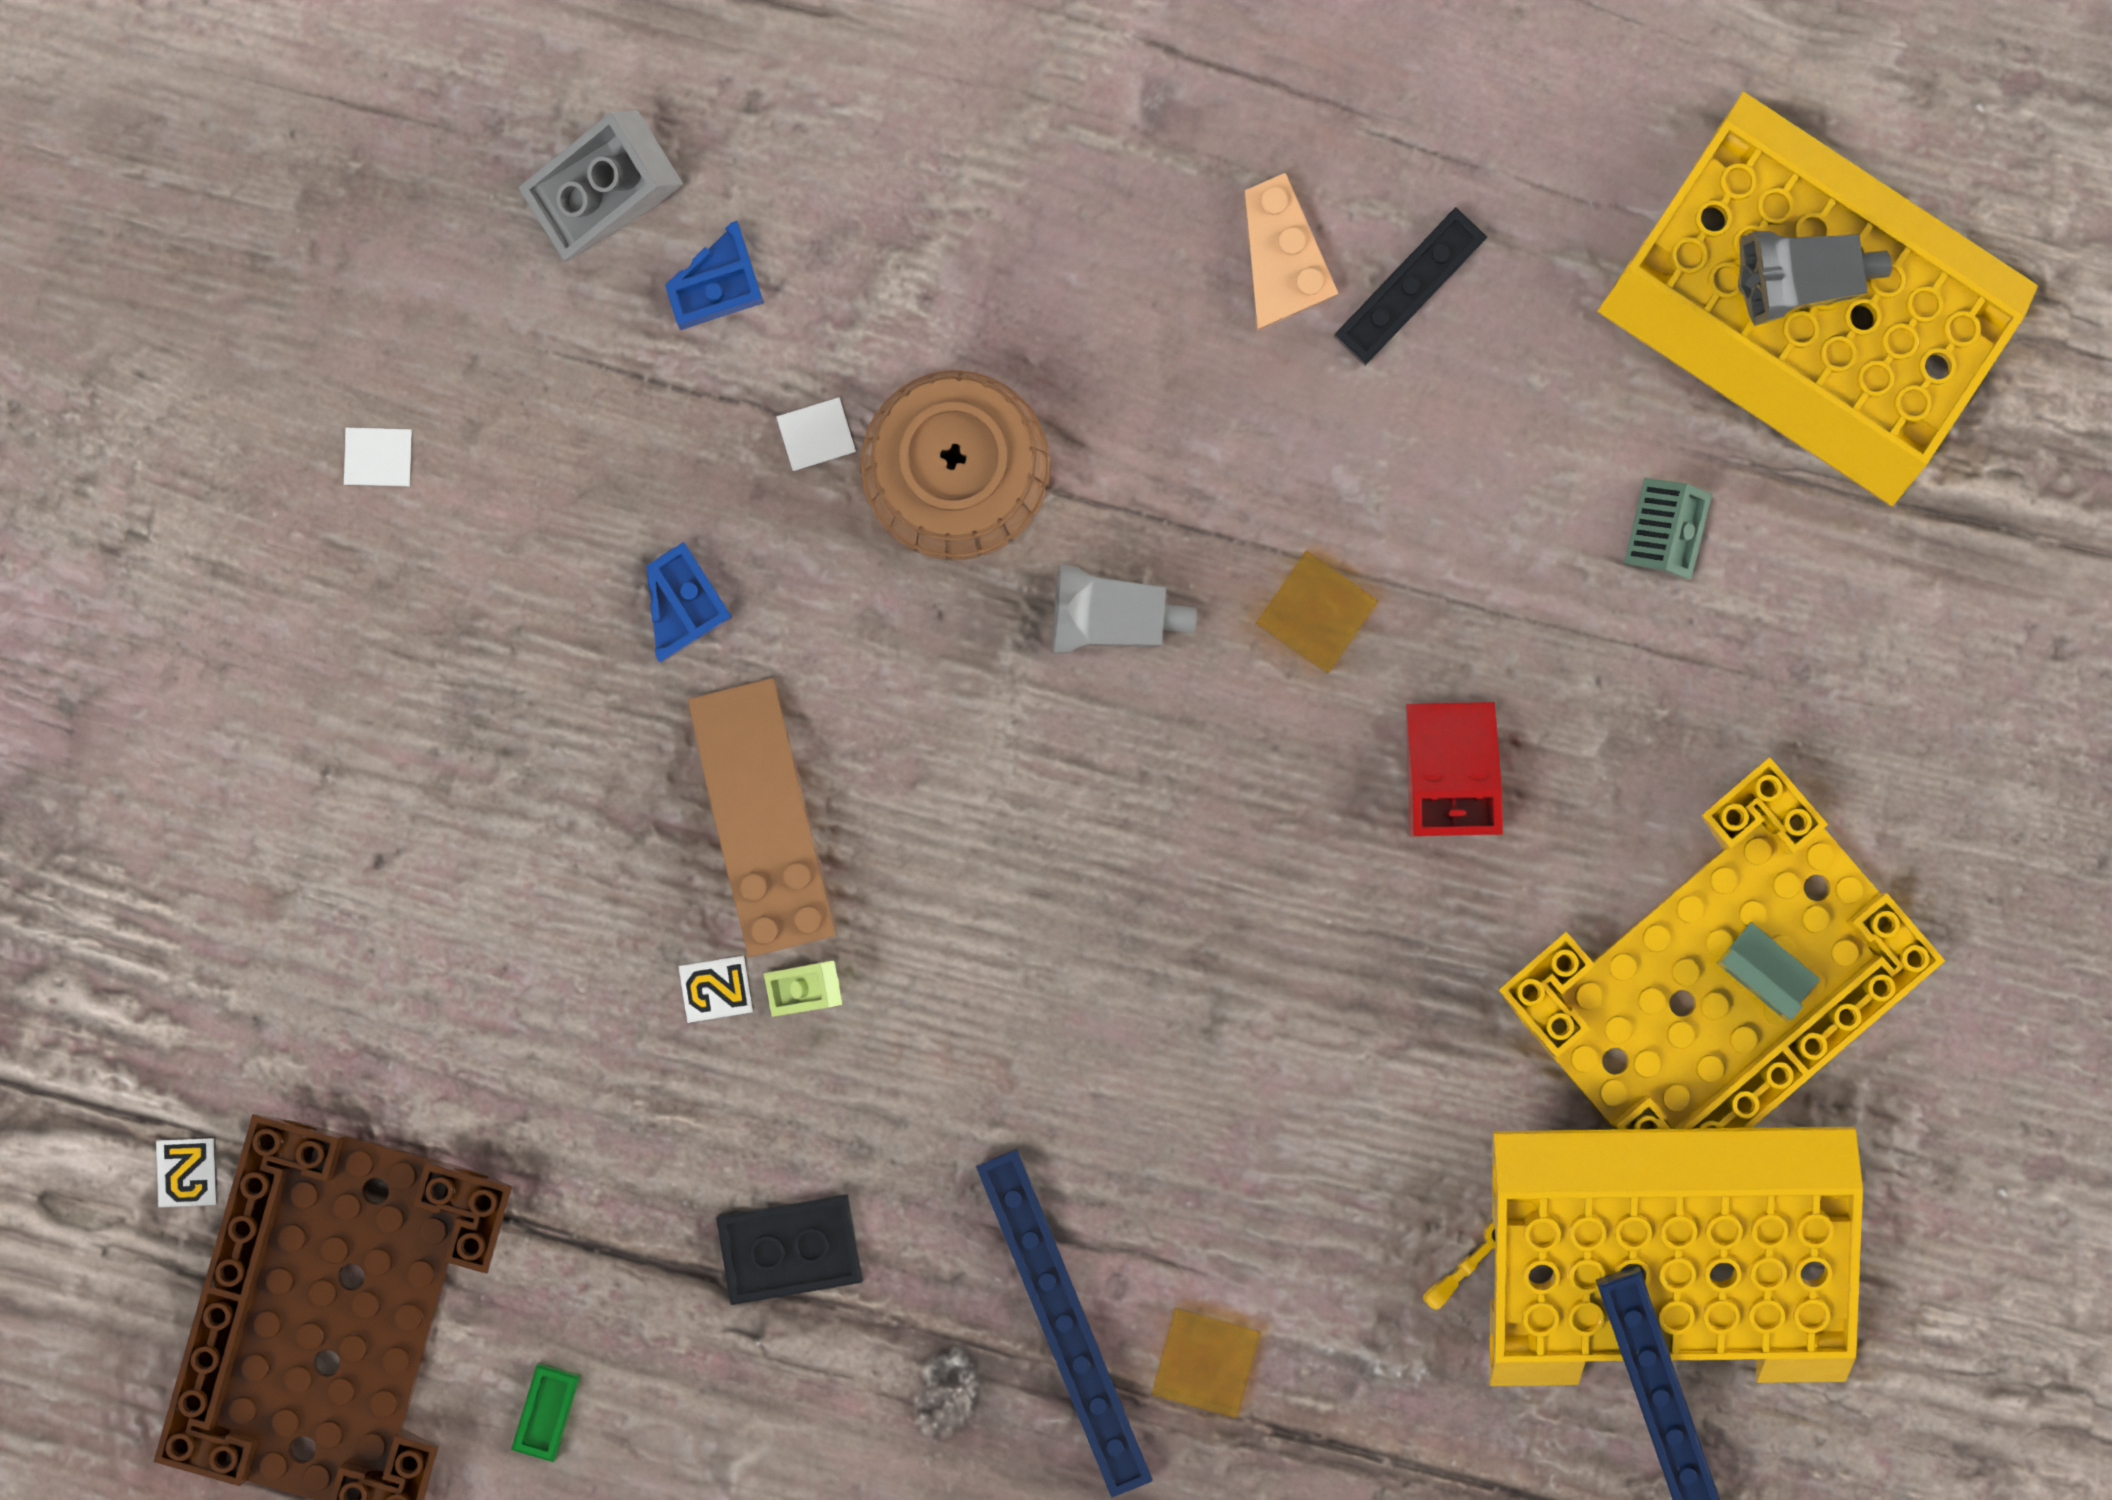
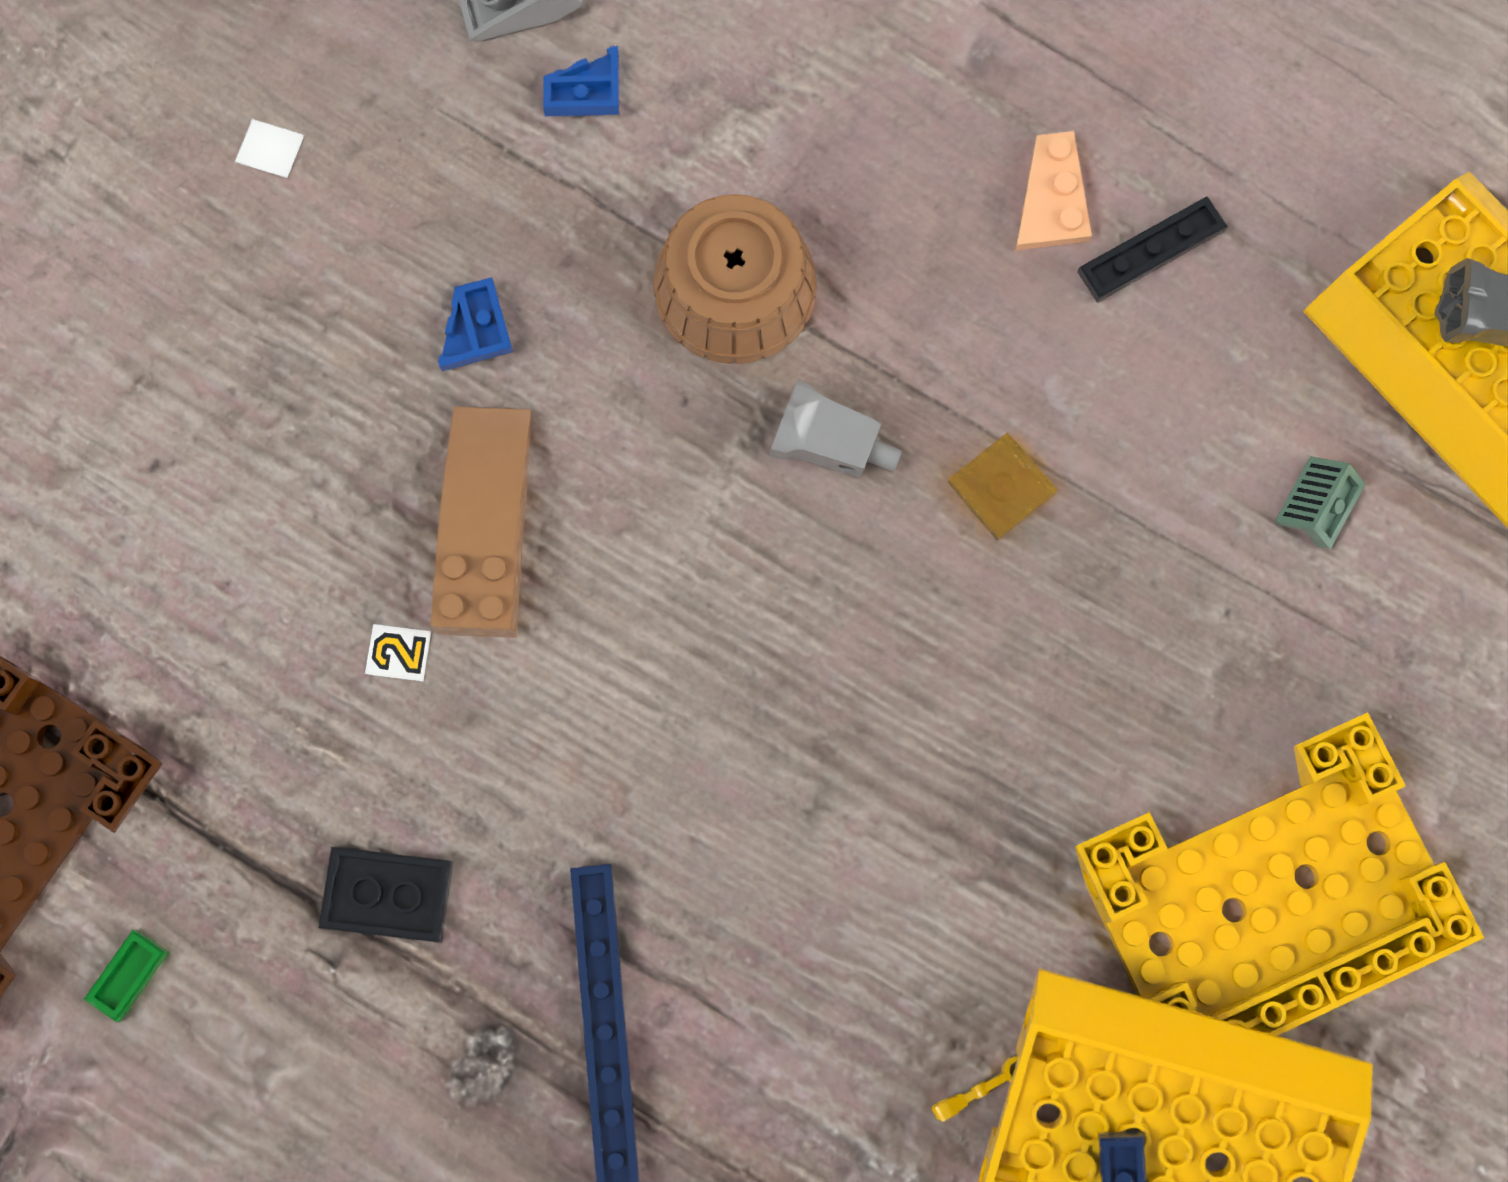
camera: 20 degrees right, 10 degrees down
(803, 988) = (471, 670): yellowish green slope -> none
(816, 434) = (629, 229): white sticker -> none
(1205, 1362) = (720, 1108): clear yellow tile -> none
(1453, 770) = (1084, 650): red slope -> none
(1768, 971) = (1320, 903): sand green panel -> none

